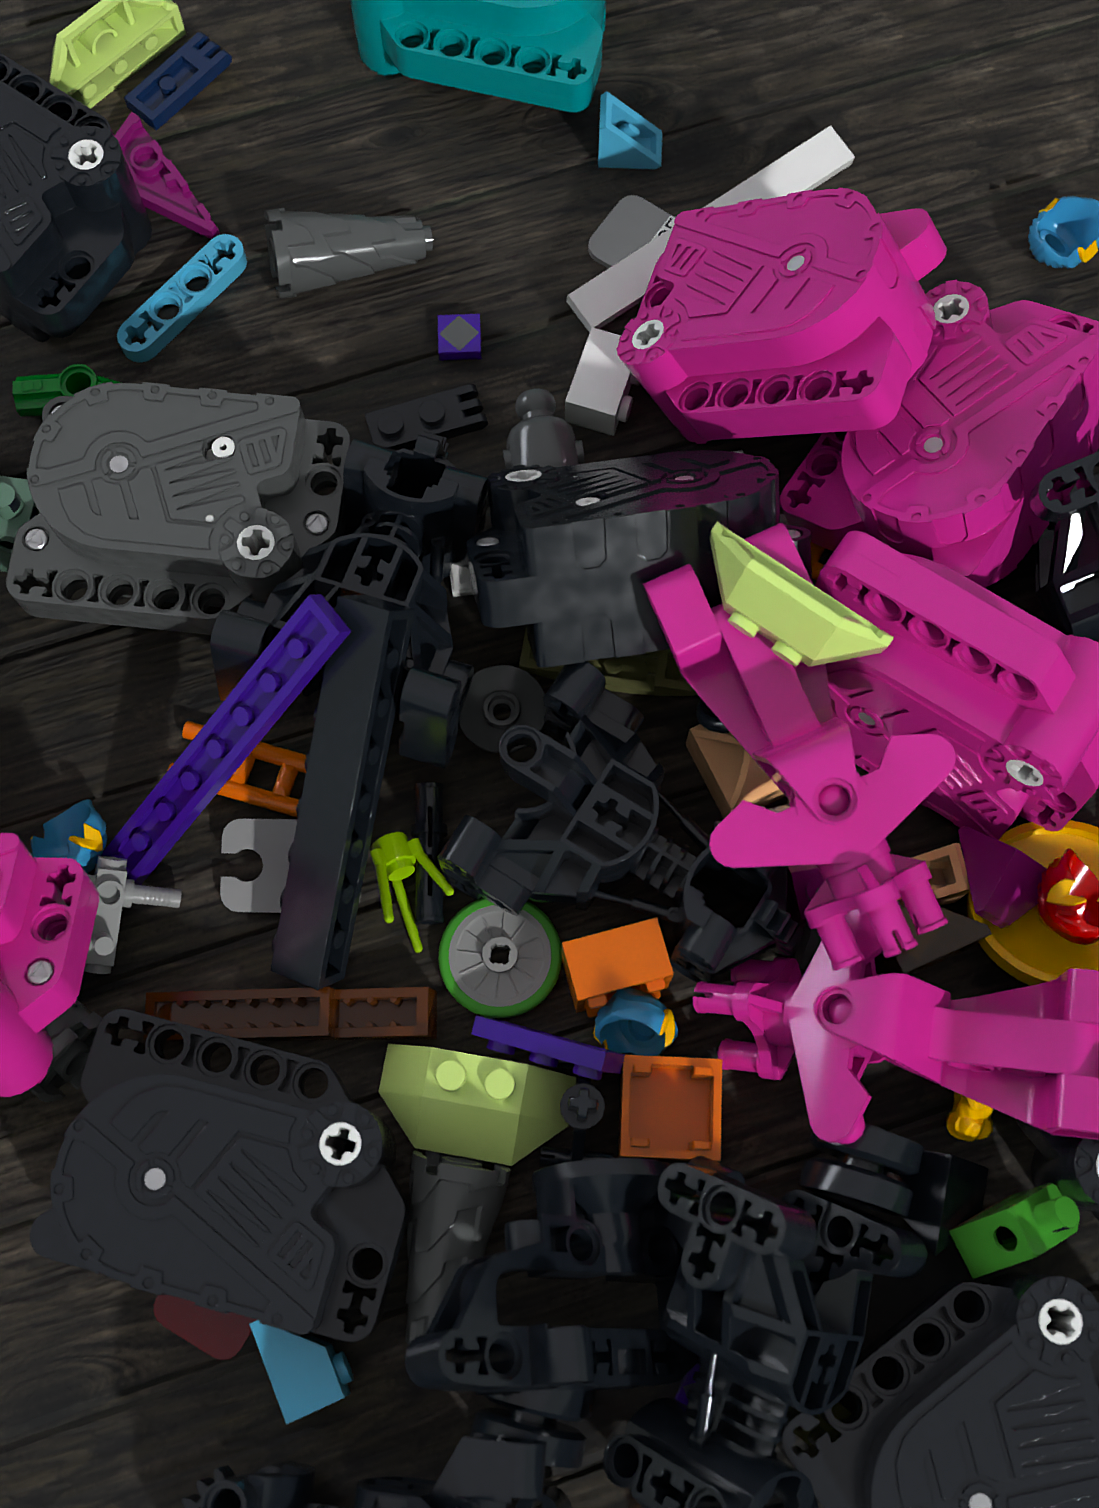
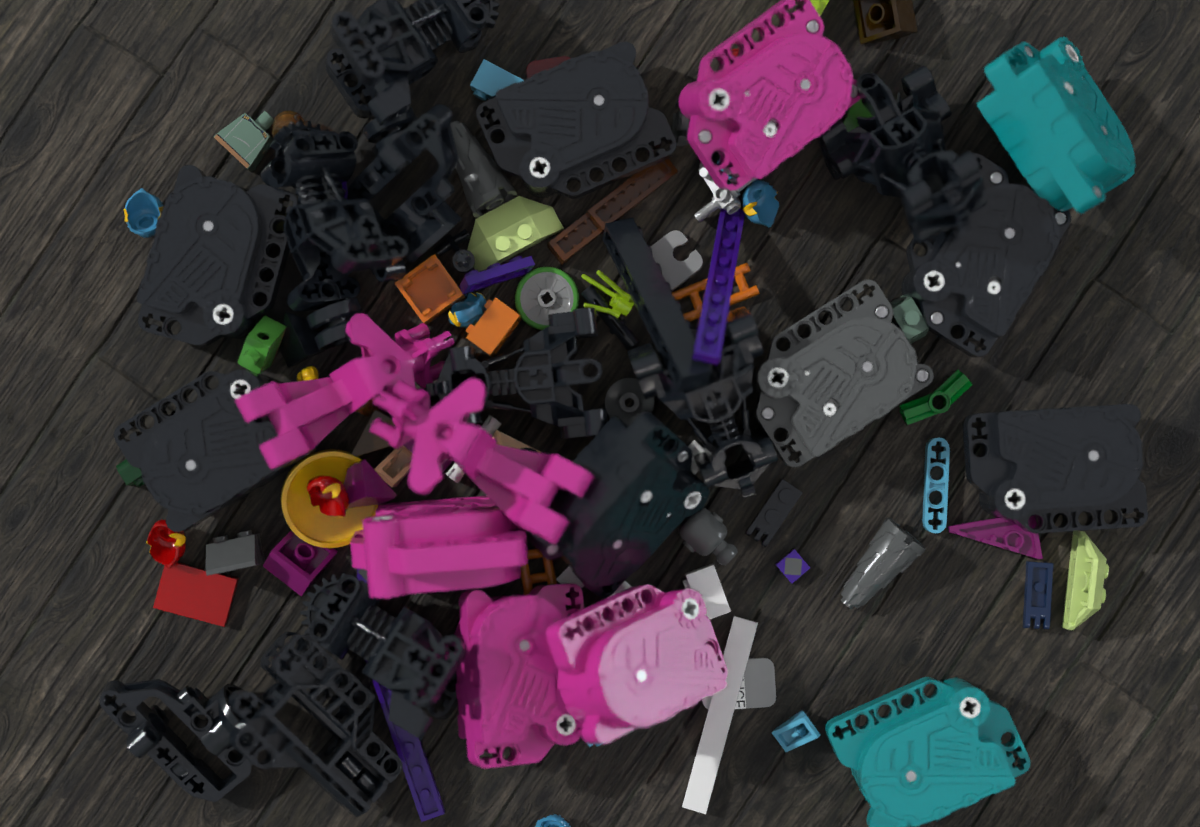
camera: 145 degrees right, 15 degrees up
(787, 608) = (522, 502): yellowish green wedge -> none

